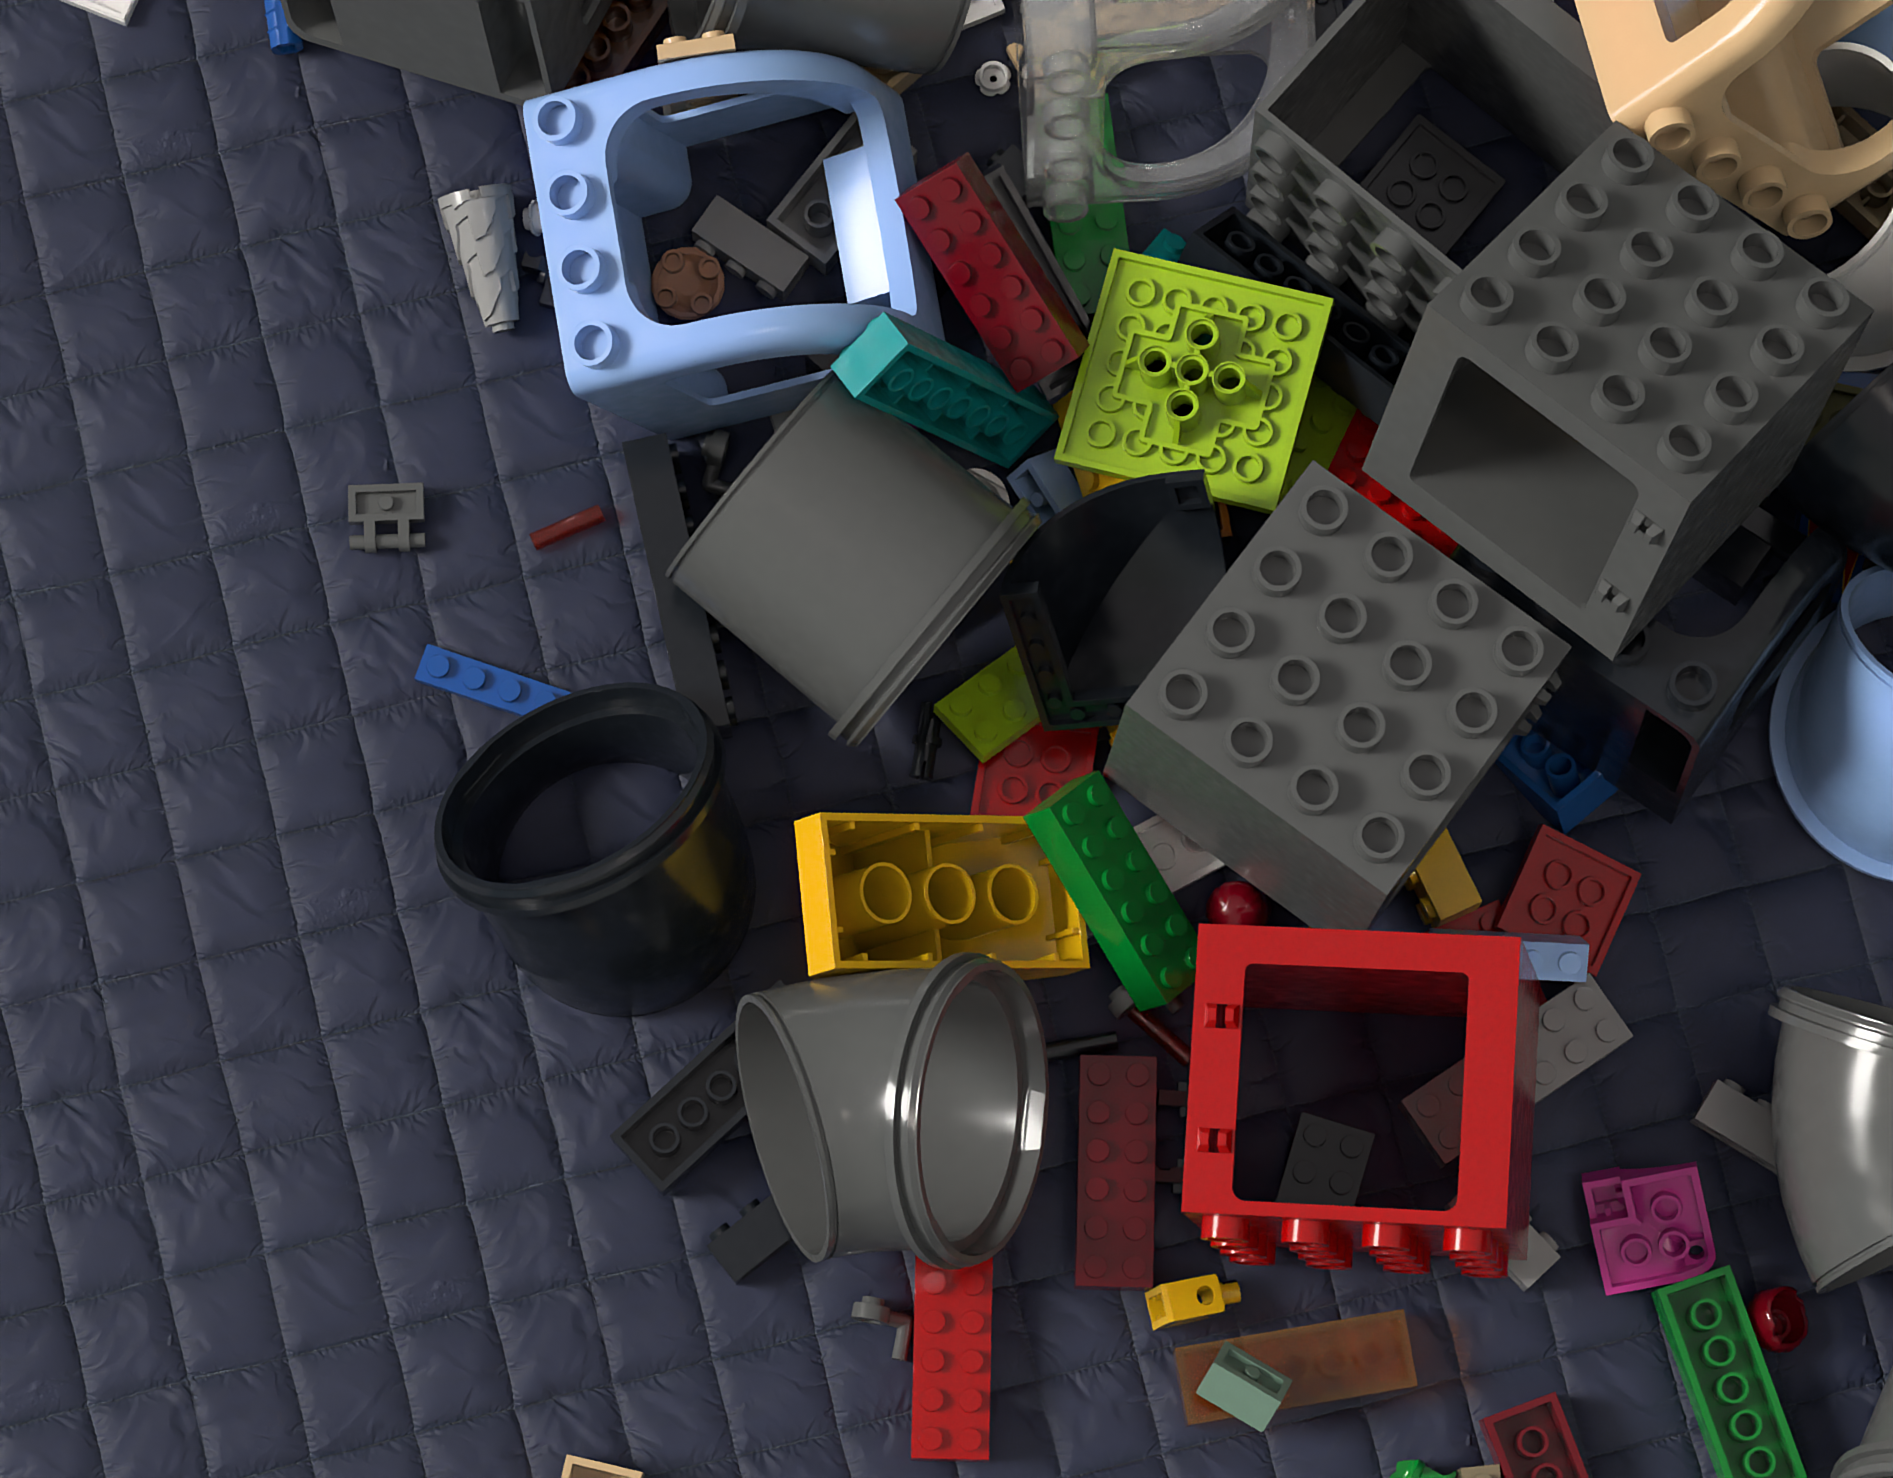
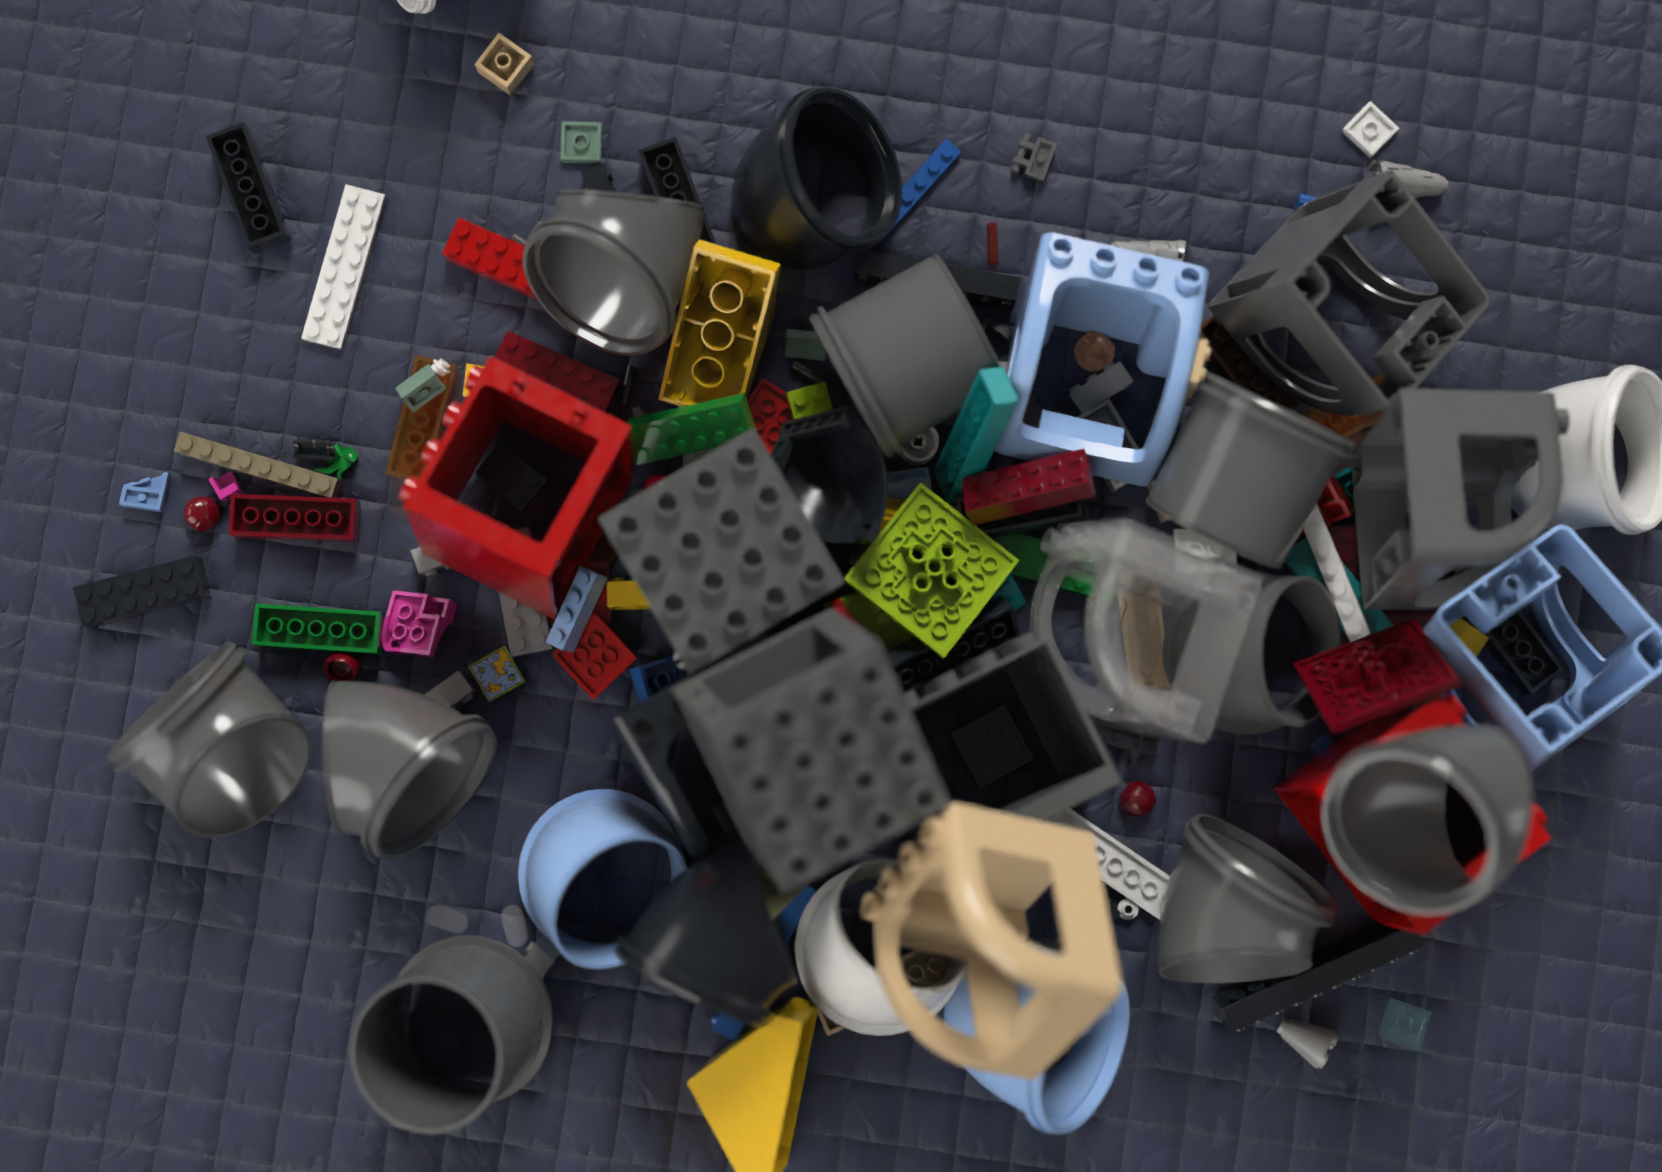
camera: 110 degrees right, 5 degrees up
(678, 1311) = (581, 142): none -> sand green tile
(881, 771) = (804, 345): none -> sand green panel
(1194, 1364) = (440, 367): none -> white plate
(1668, 1057) = (497, 674): none -> tile

